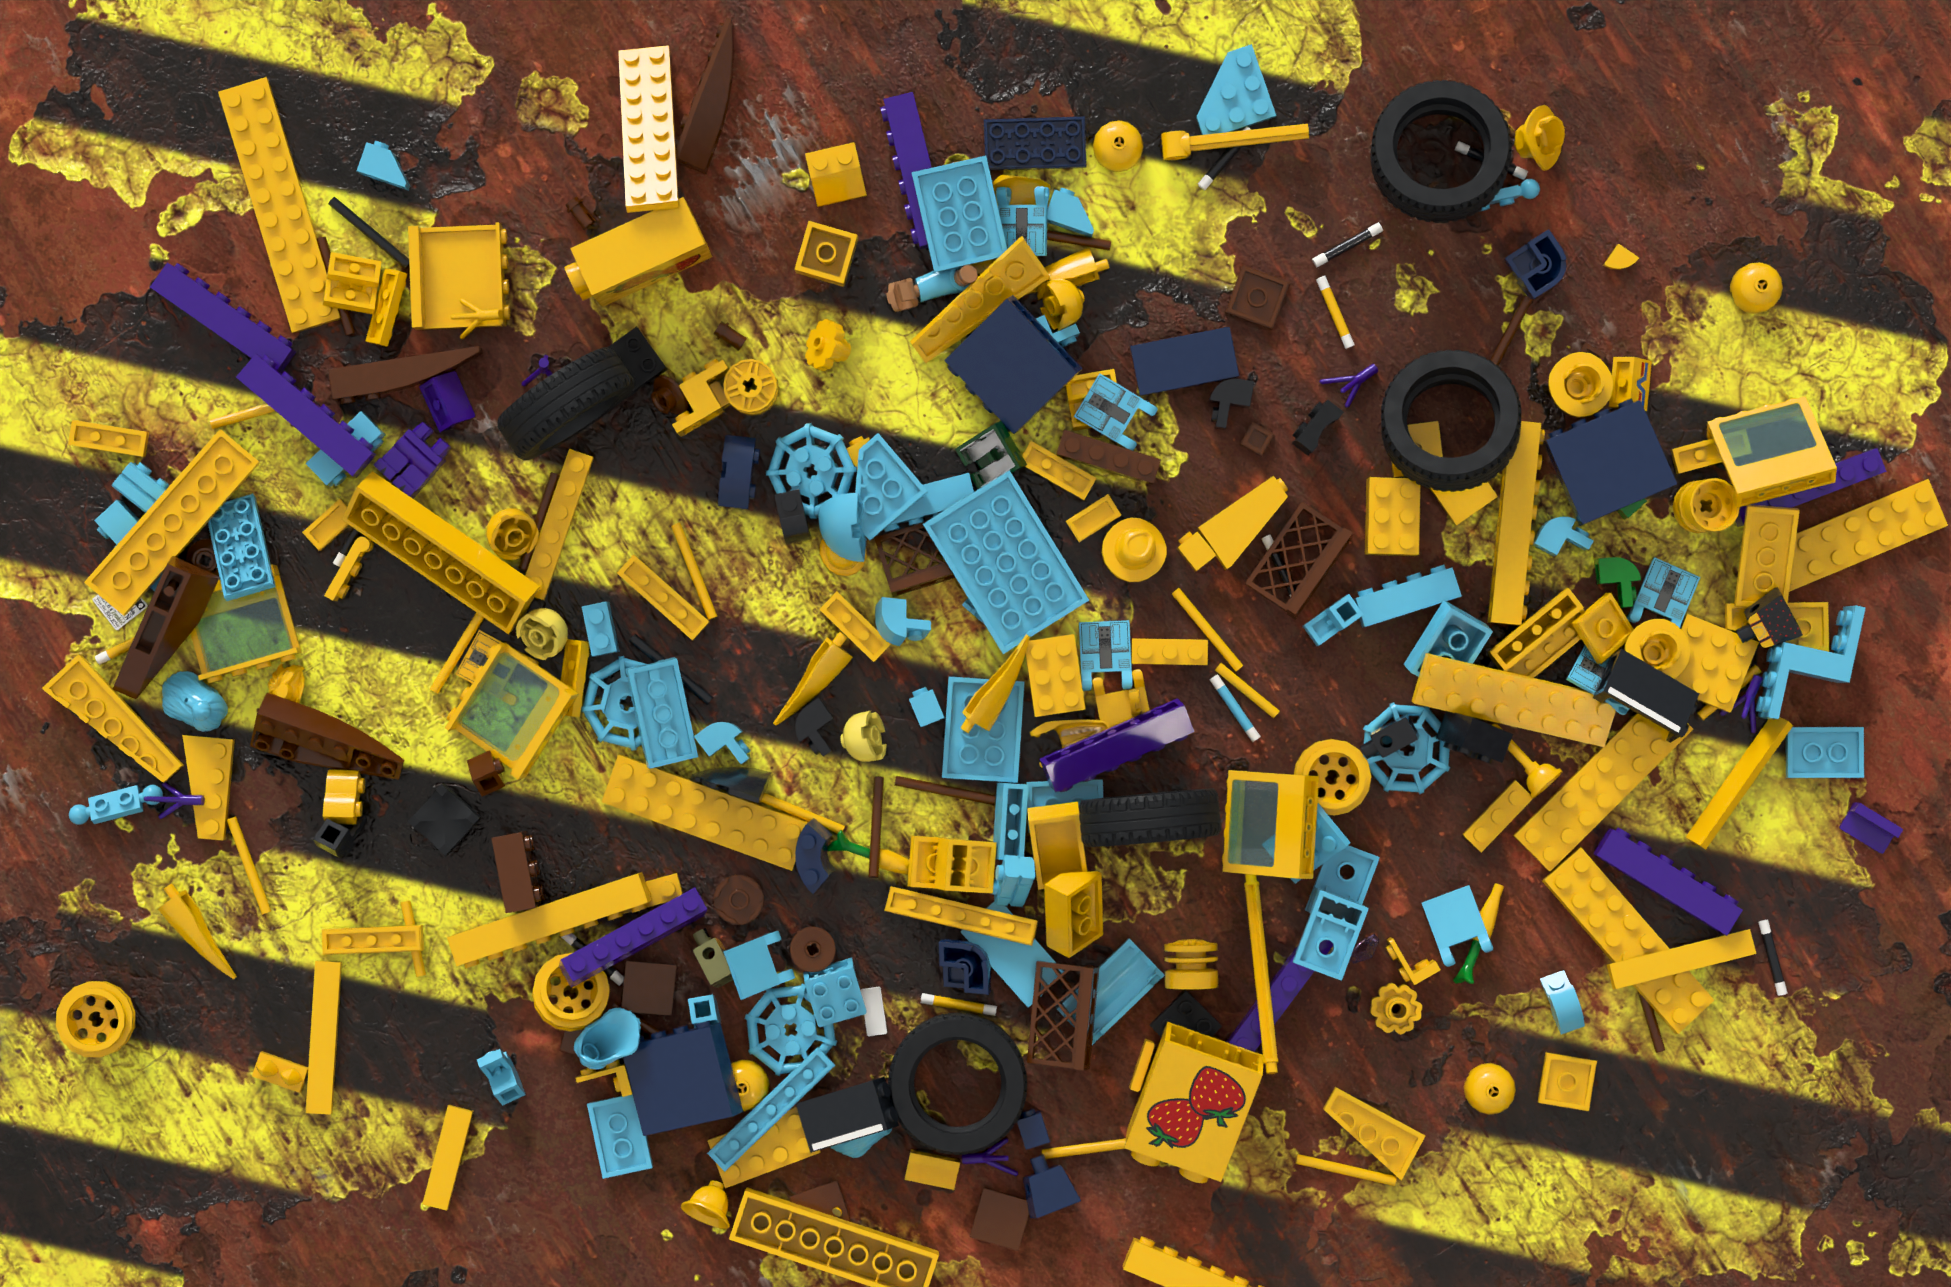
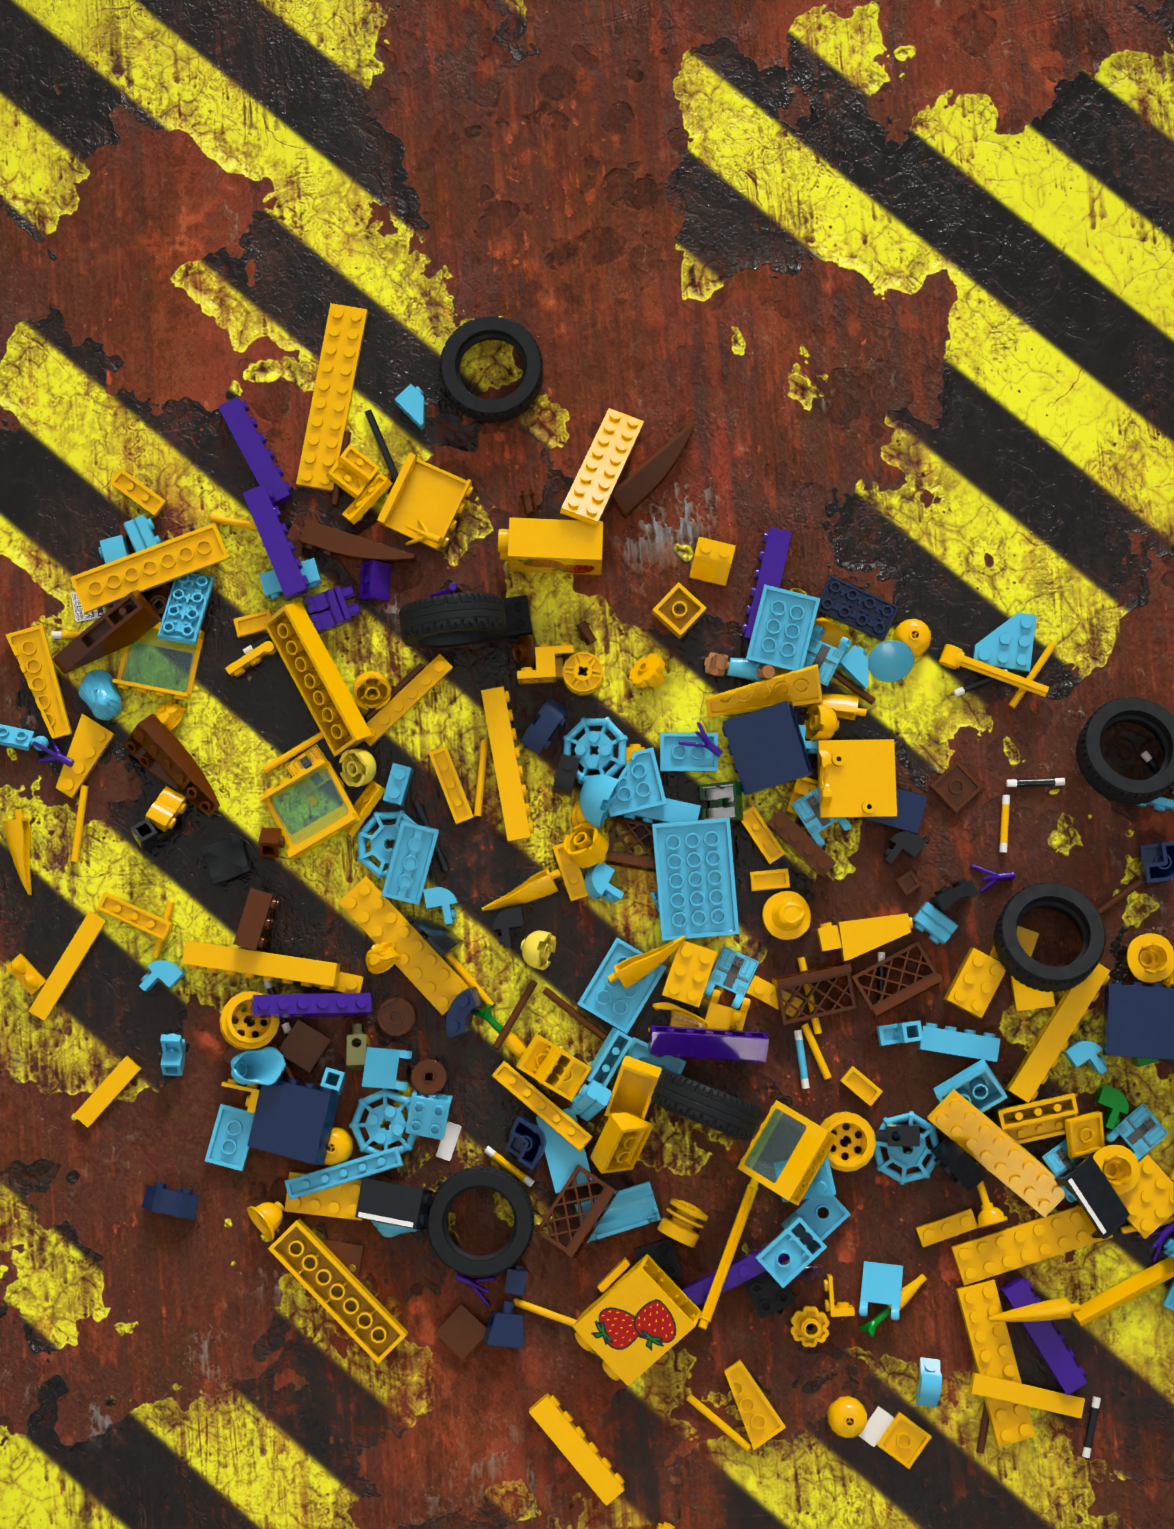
camera: 30 degrees right, 5 degrees down
(437, 22) = (481, 330): none -> black tyre
(440, 984) = (166, 971): none -> medium azure brick
(588, 1243) = (170, 1201): none -> dark blue brick
(686, 840) = (381, 957): none -> yellow hat
(715, 540) = (506, 764): none -> yellow brick
(858, 588) = (586, 845): none -> yellow brick
(923, 416) = (686, 758): none -> medium azure plate
(926, 706) = (591, 950): medium azure brick -> none
(932, 1169) = (432, 1272): yellow panel -> none
(934, 391) = (707, 743): none -> dark purple plant
(1106, 187) = (890, 661): none -> medium azure shield
(1138, 347) = (859, 779): none -> yellow piece
(1203, 603) = (810, 976): none -> reddish brown fence
(1282, 115) = (1033, 673): none -> yellow bar
(1310, 471) = (934, 923): none -> medium azure brick
(1319, 703) = (861, 1085): none -> yellow tile
(1330, 997) = (768, 1294): none -> black brick
(1528, 1082) = (876, 1426): none -> white sticker
(1648, 858) = (1040, 1311): none -> yellow piece

